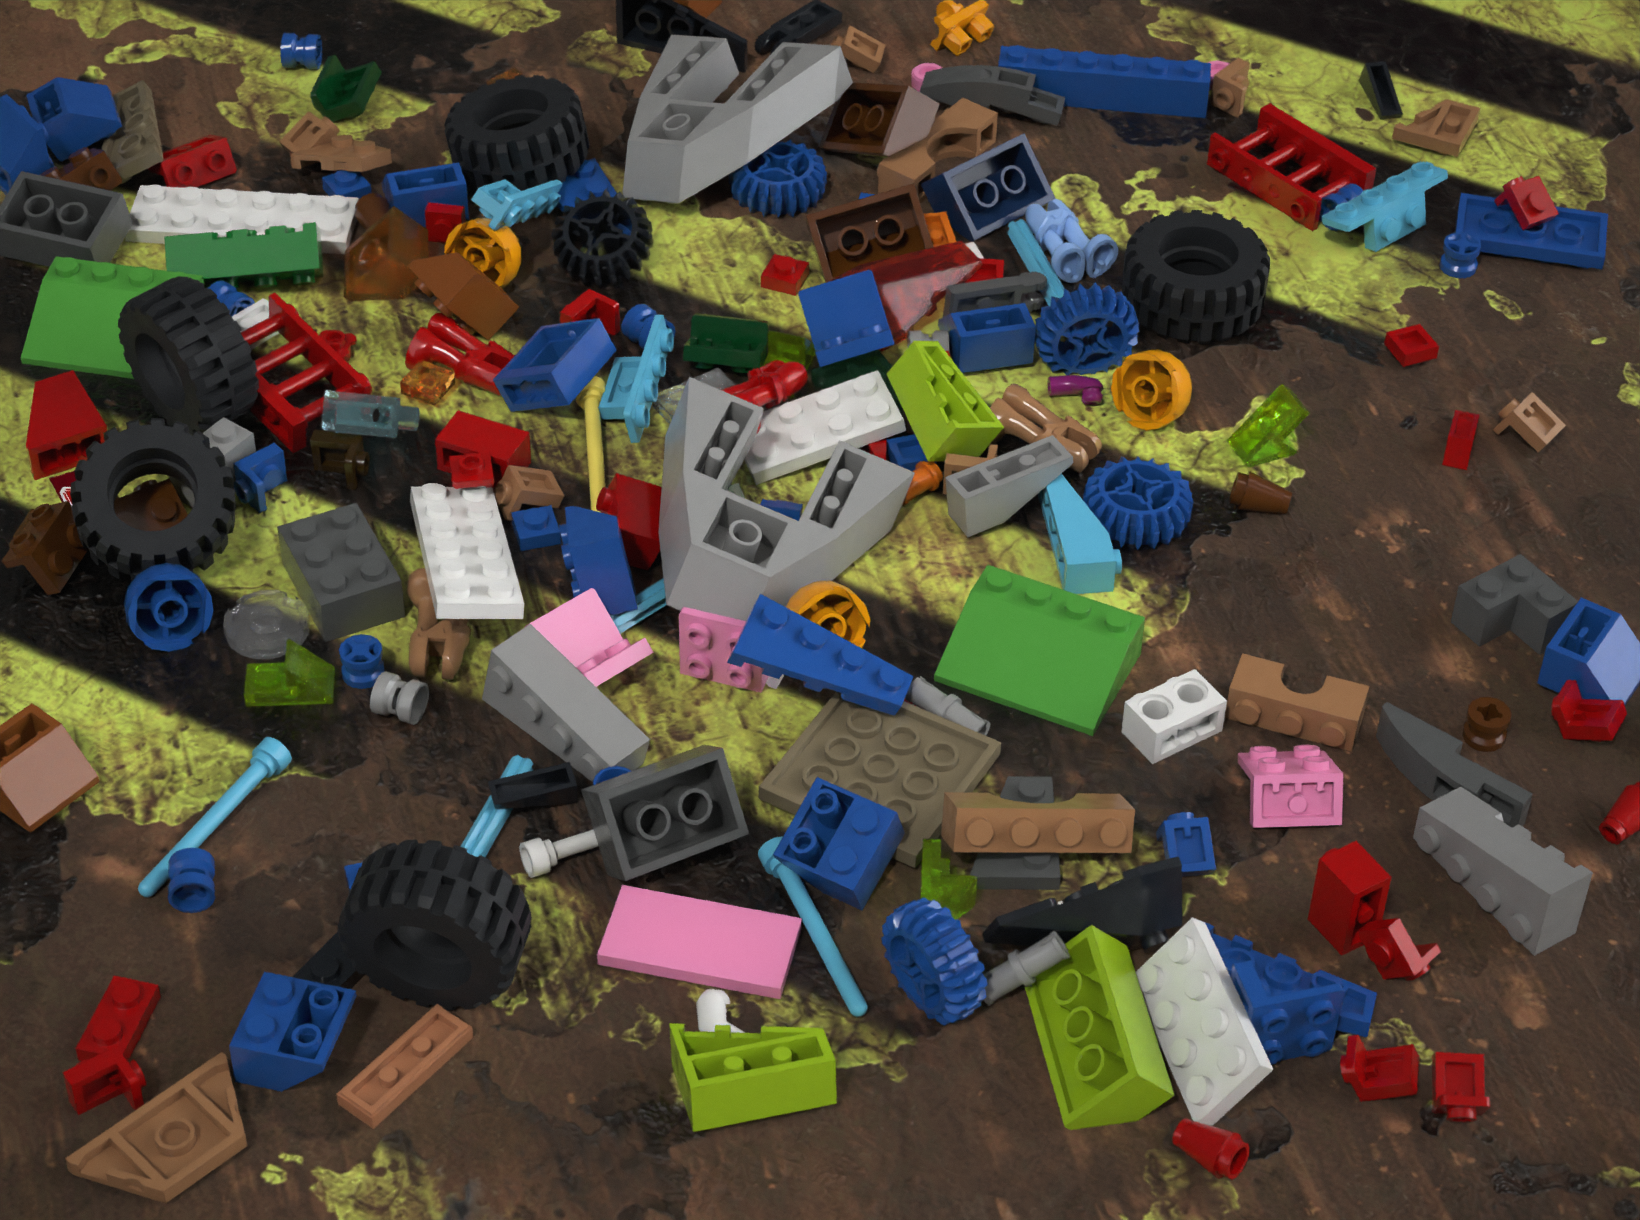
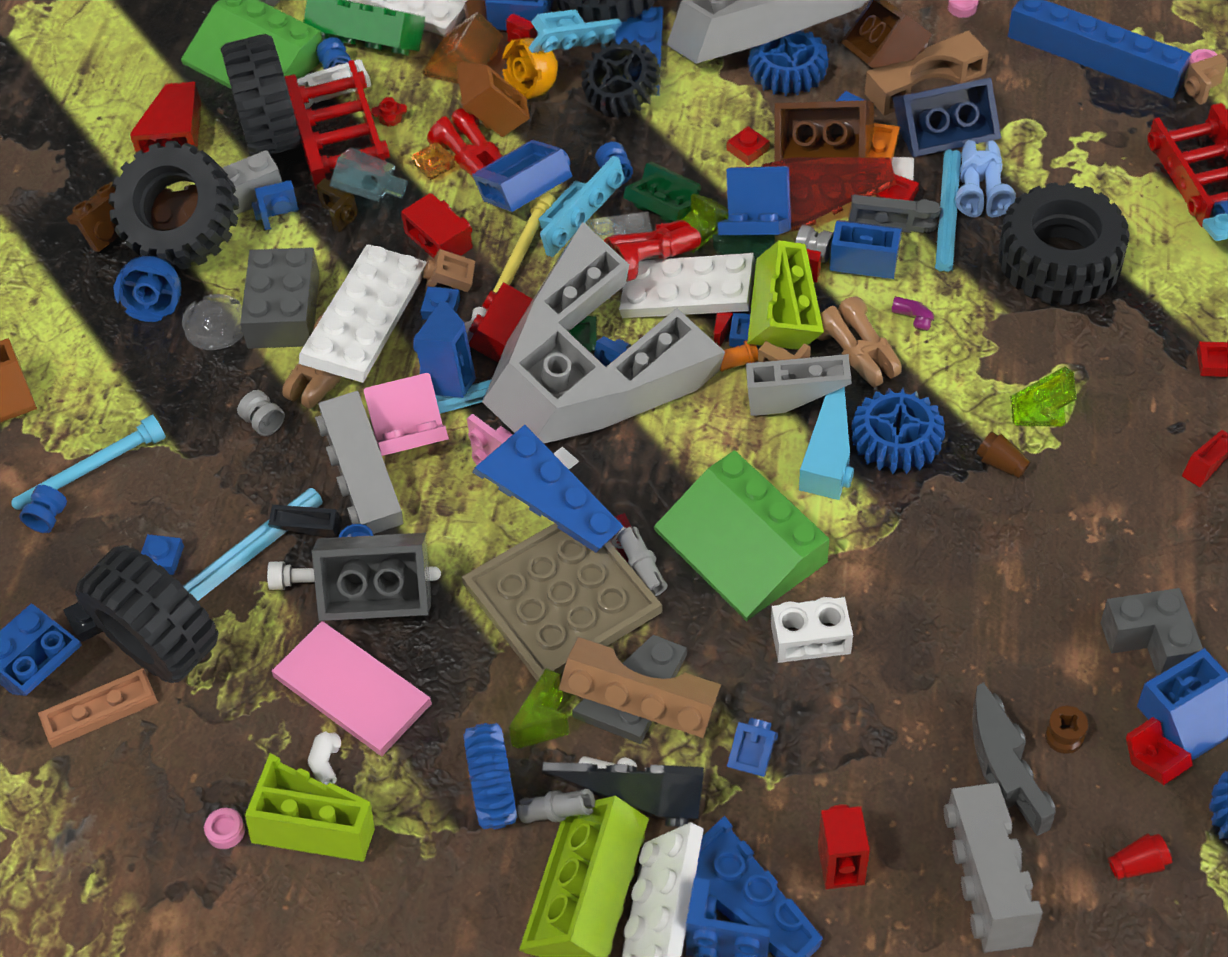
camera: 30 degrees right, 10 degrees up
(297, 681) = (202, 372): clear neon green slope -> none
(361, 660) = (255, 373): blue wheel -> none
(471, 470) = (411, 246): red bracket -> none
(592, 306) = (577, 138): red bracket -> none
(648, 1131) = (224, 828): none -> bright pink tile
(816, 928) = (444, 641): medium azure piece -> none
(832, 608) = (591, 454): light orange cylinder -> none
(840, 842) = (483, 649): blue slope -> none
(996, 86) = (1003, 27): dark grey slope -> none
(1083, 320) = (941, 267): blue gear -> none
(1151, 389) = (967, 333): light orange cylinder -> none
(1293, 787) = (868, 725): bright pink bracket -> none
(1325, 717) = (938, 675): medium nougat arch -> none
(1394, 951) = (853, 907): red bracket -> none

